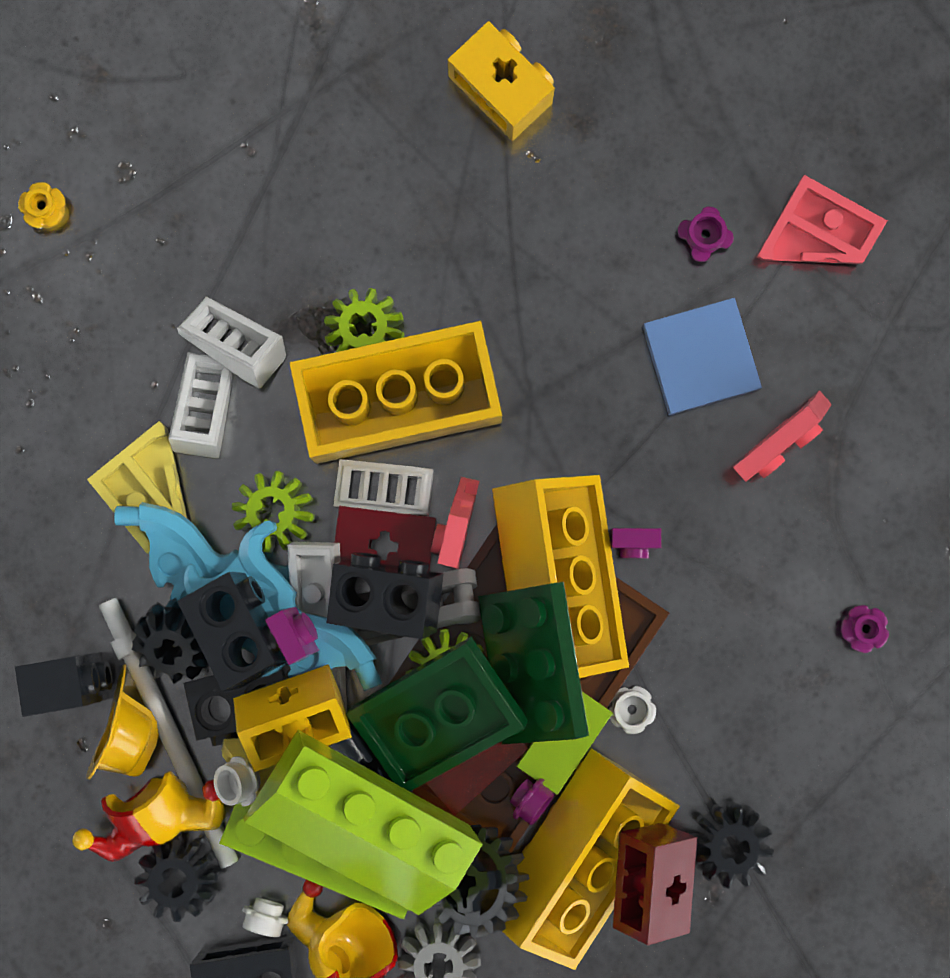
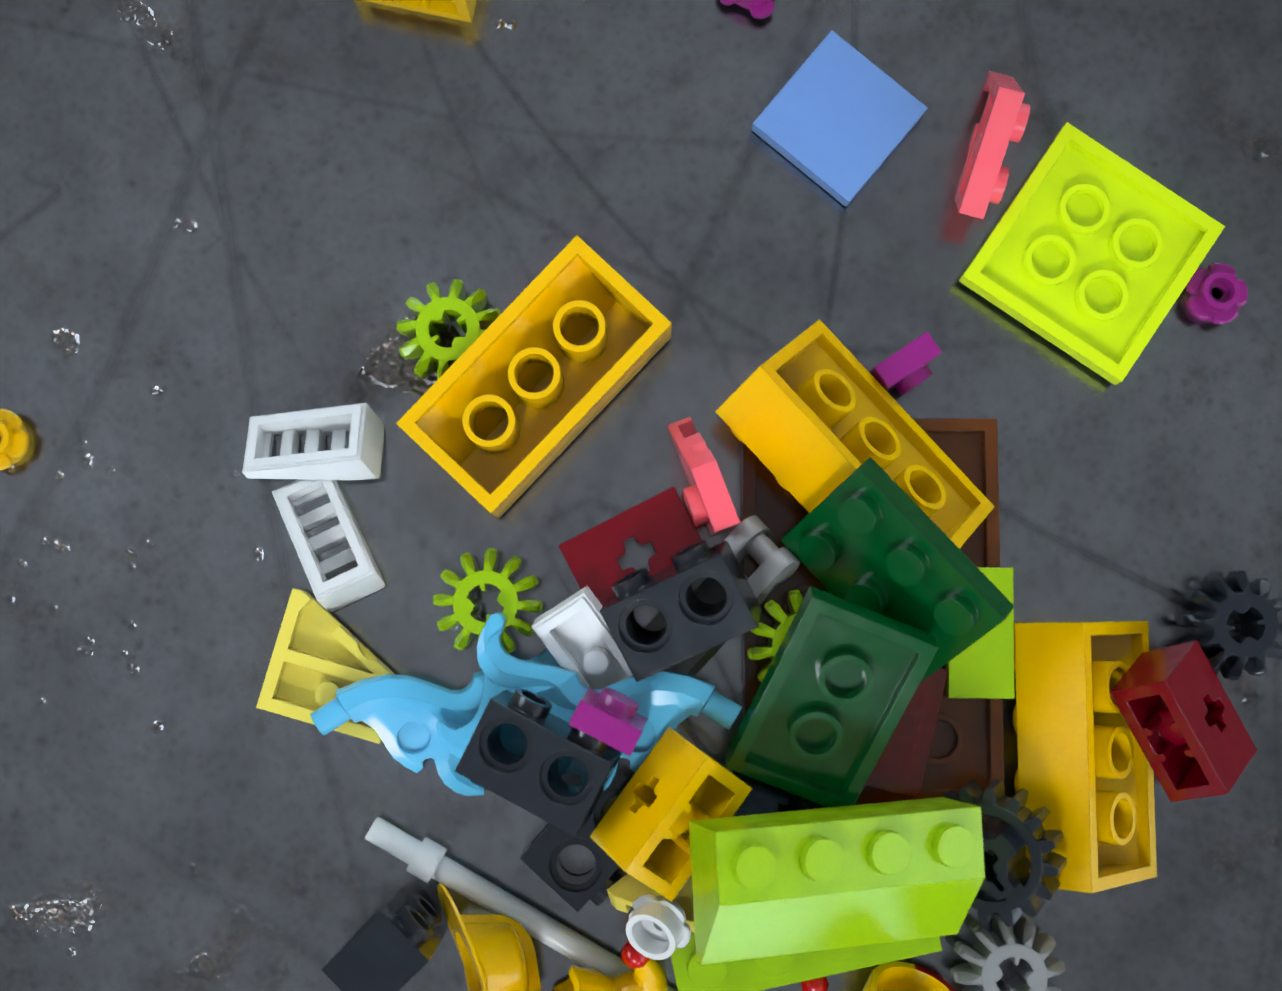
camera: 35 degrees left, 0 degrees up
(168, 643) = (472, 825): black gear -> none
(422, 495) = (638, 468): white slope -> none
(531, 800) = (990, 724): magenta plate -> none
(641, 718) = (1042, 546): white plate -> none
(802, 550) = (1091, 254): none -> neon yellow plate

